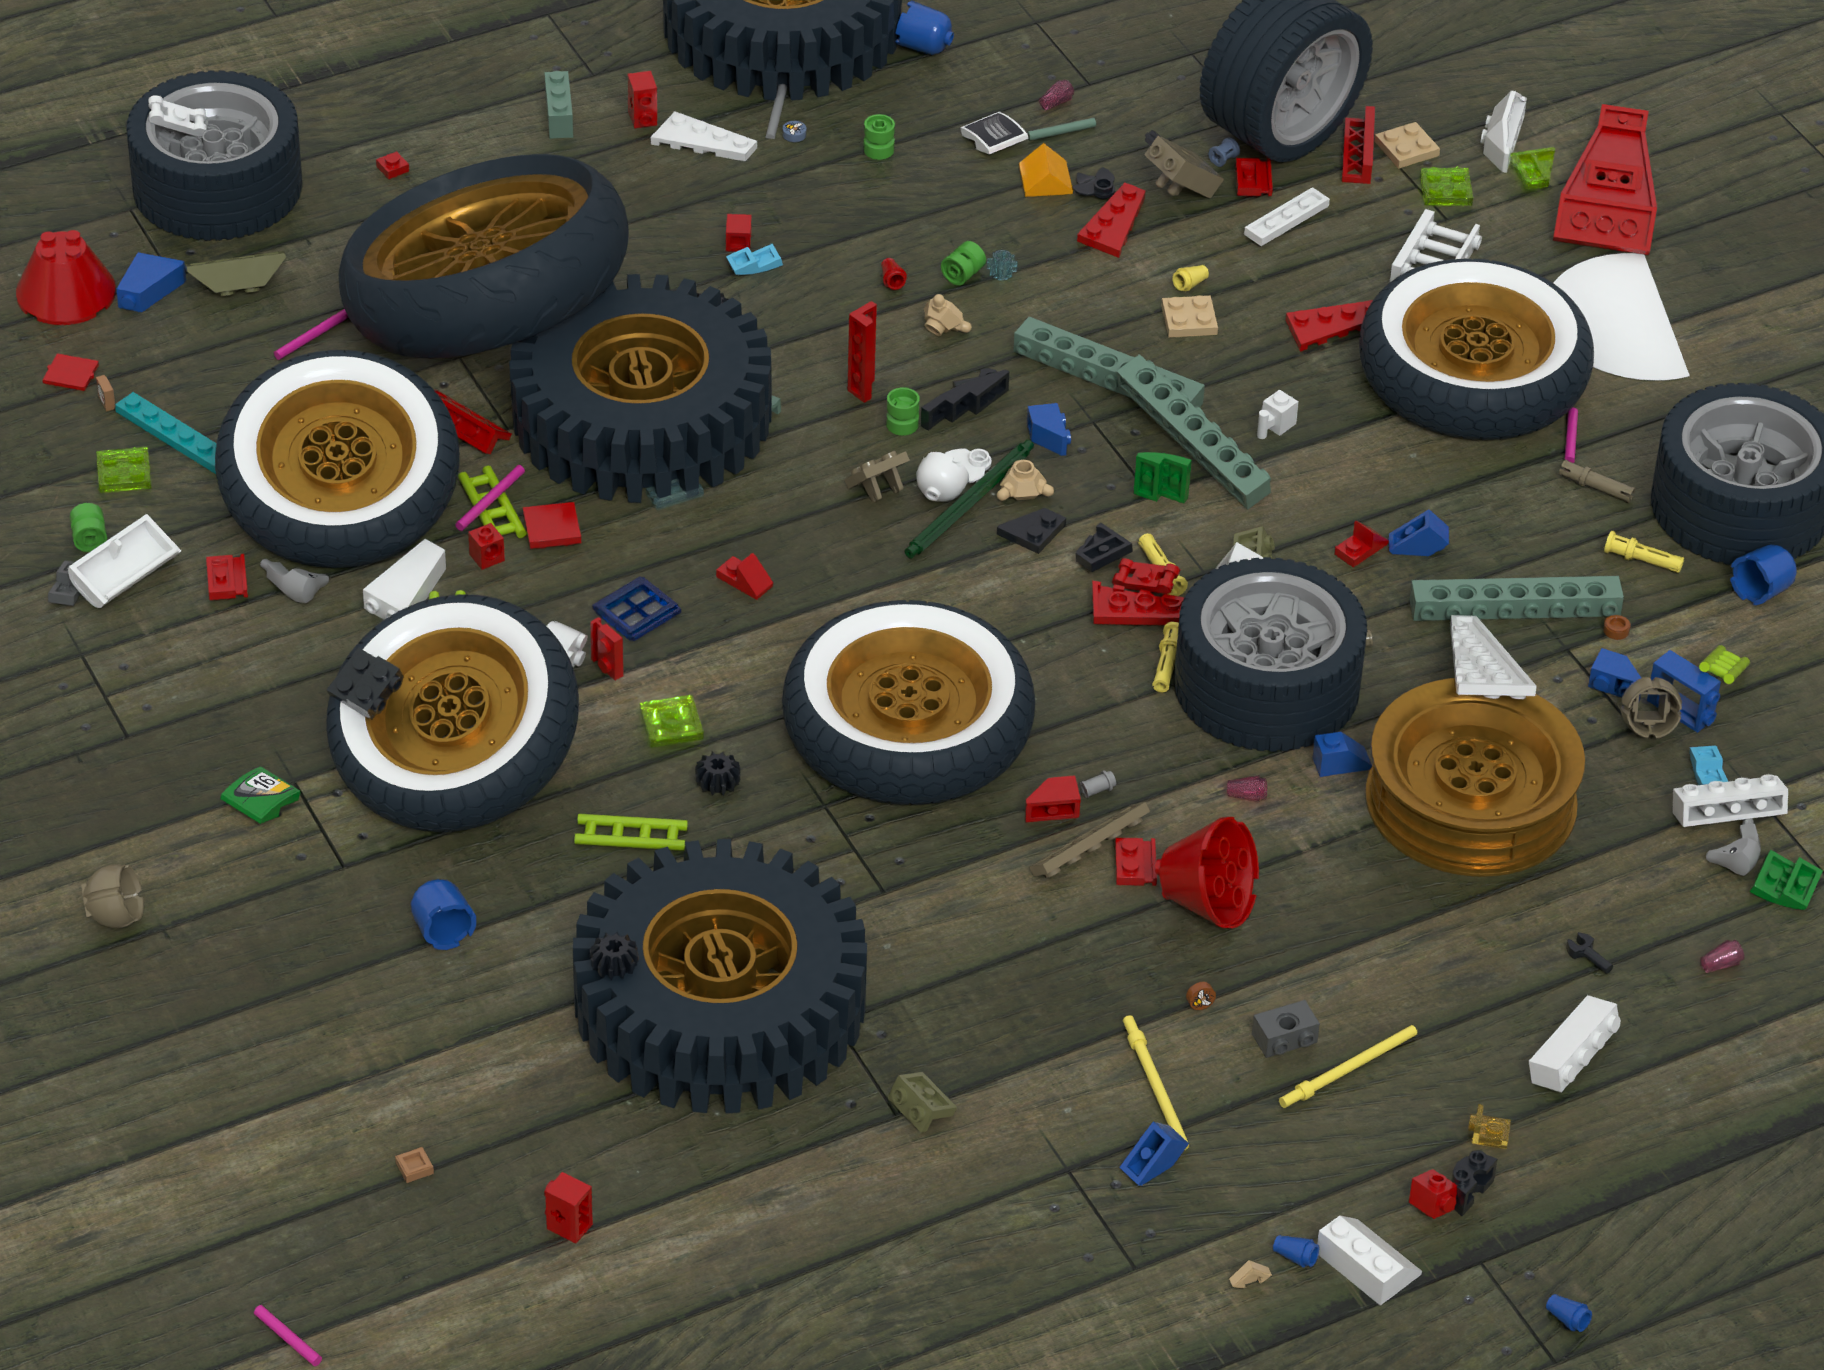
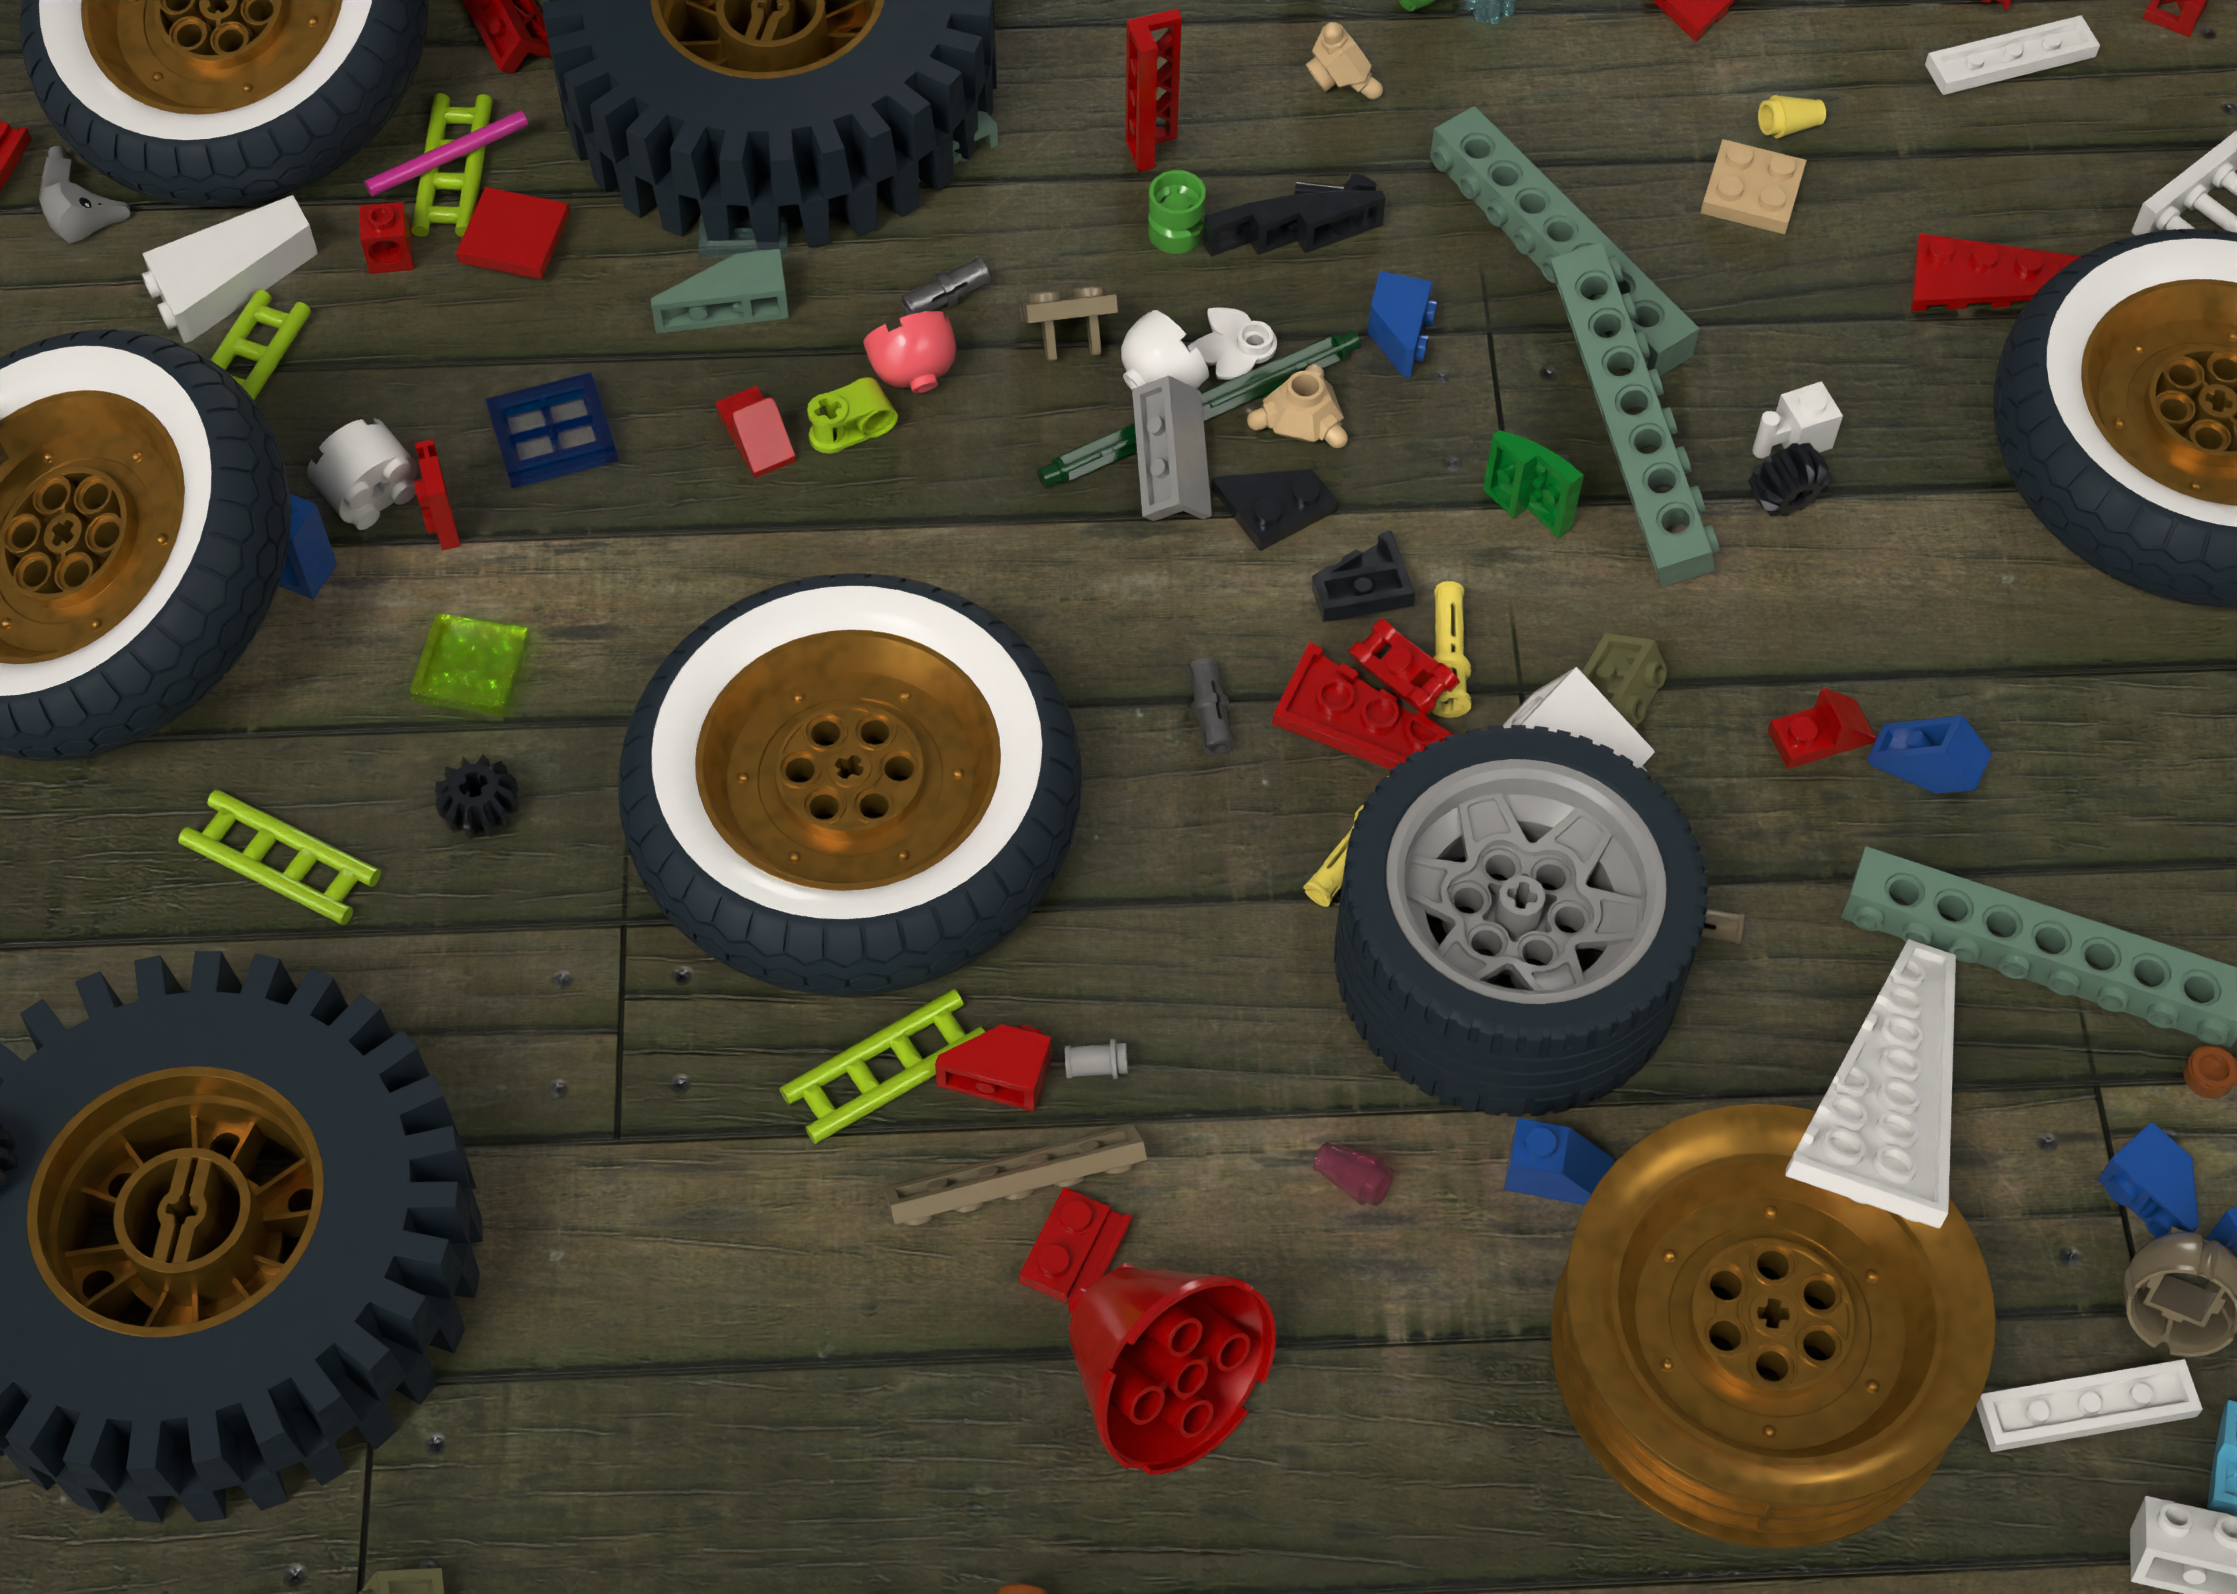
camera: 25 degrees right, 15 degrees up
(691, 517) = (732, 292): none -> sand green slope
(792, 554) = (852, 412): none -> lime piece
(801, 483) = (946, 287): none -> flat silver pin
(809, 514) = (914, 352): none -> coral cylinder
(969, 518) = (1171, 449): none -> light grey panel
(998, 833) = (853, 1062): none -> lime bar
(1059, 624) = (1210, 706): none -> flat silver pin
(1286, 439) = (1789, 479): none -> black gear
(1630, 769) = (2088, 1405): none -> white plate

